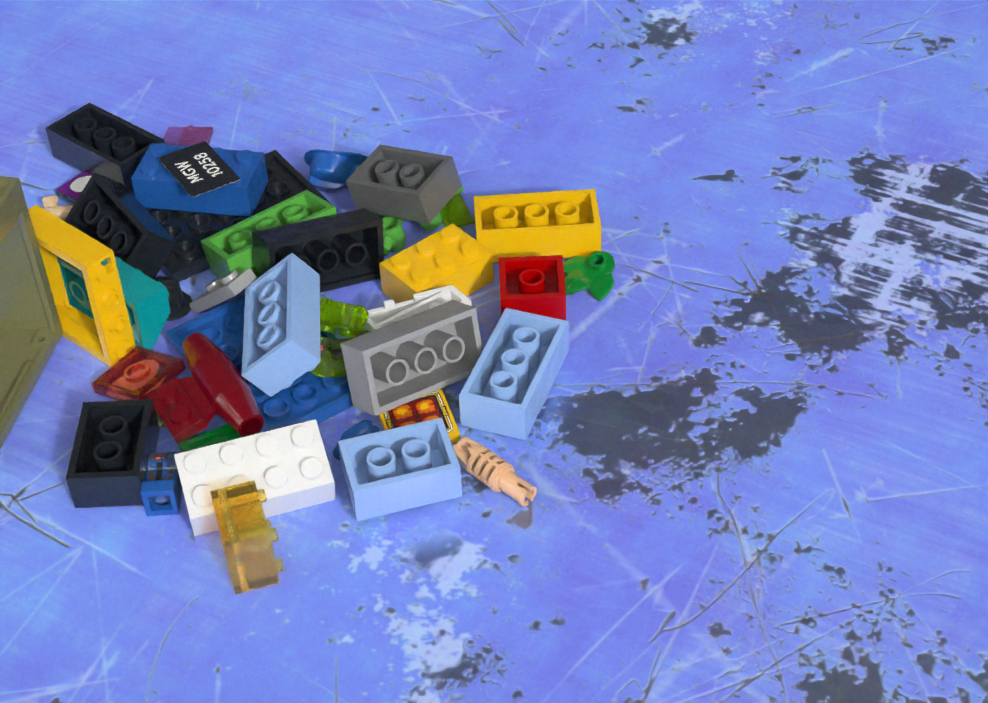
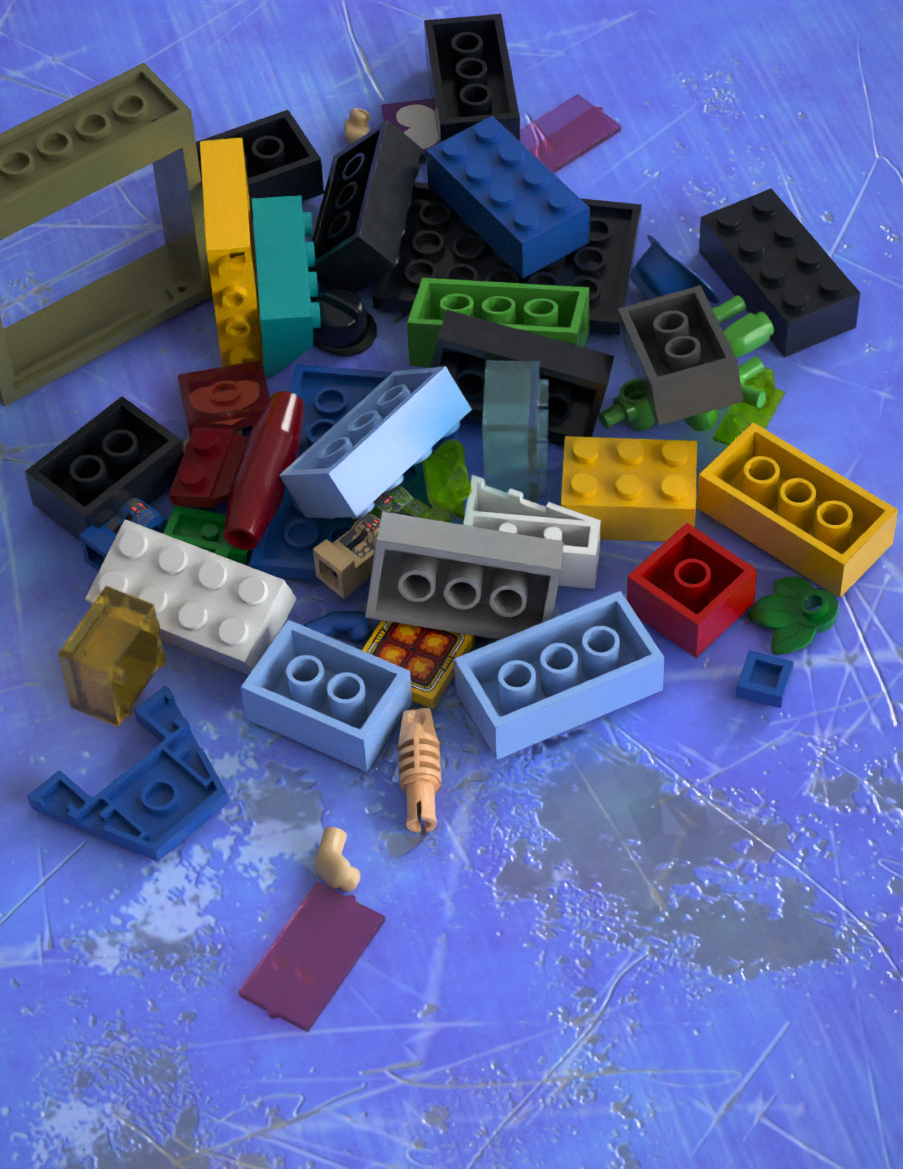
camera: 45 degrees right, 10 degrees up
(199, 169) = (494, 186): black sticker -> none
(223, 289) = (387, 355): light grey hinge -> none
(330, 386) = (348, 556): none -> tan leg
(353, 265) = (515, 428): none -> clear light blue brick
(357, 602) = (151, 802): none -> blue wing
(365, 126) = (779, 271): none -> black brick
(504, 552) = (331, 863): none -> tan arm
(549, 607) = (312, 956): none -> clear pink piece
(615, 309) = (764, 679): none -> blue plate

